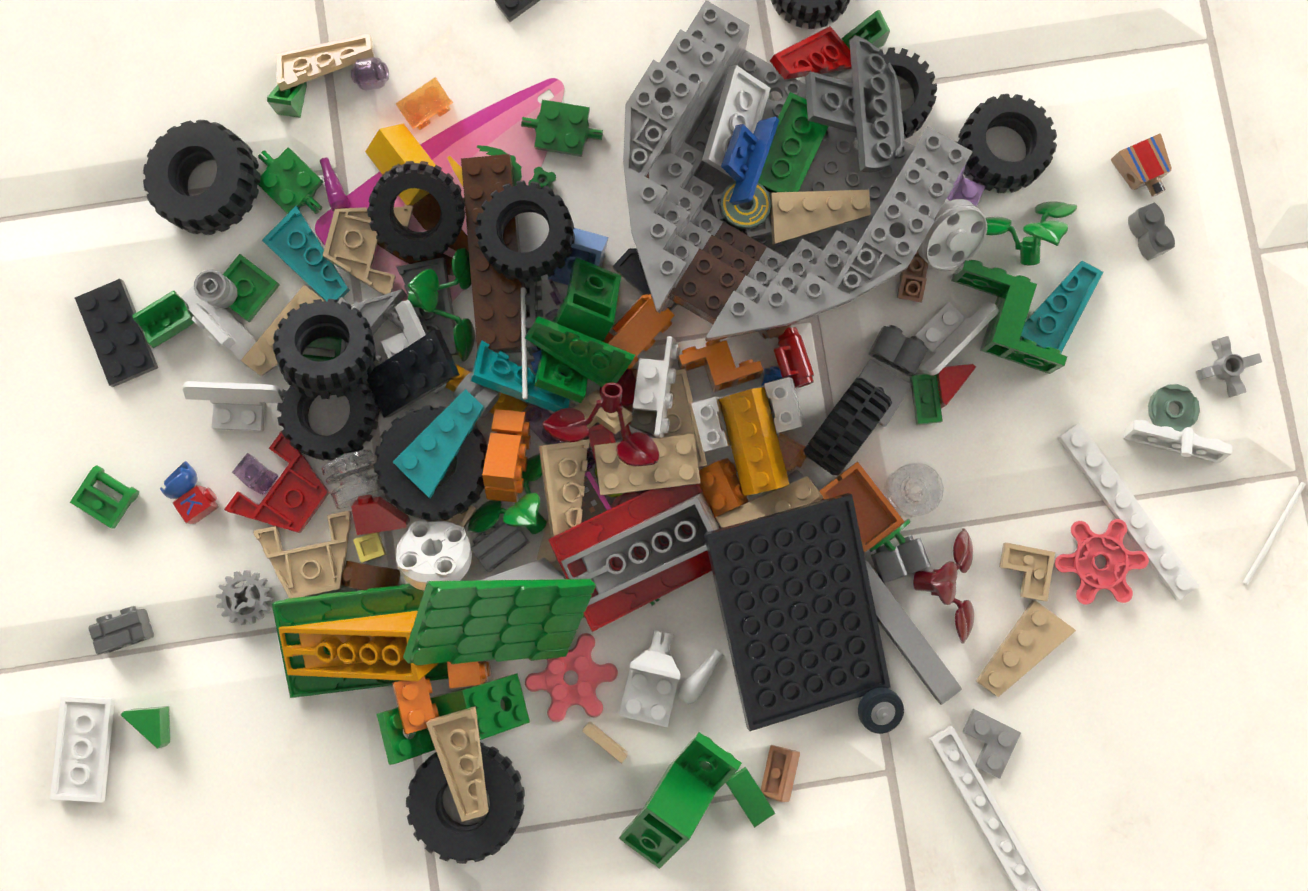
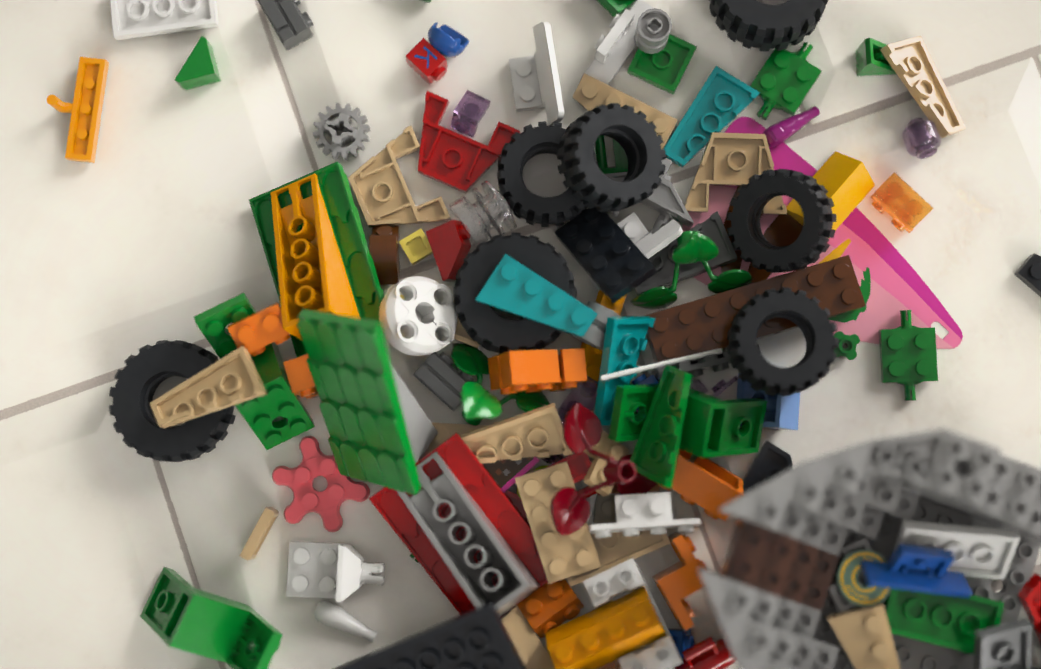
camera: 80 degrees right, 0 degrees up
(166, 843) = (85, 109): none -> light orange plate

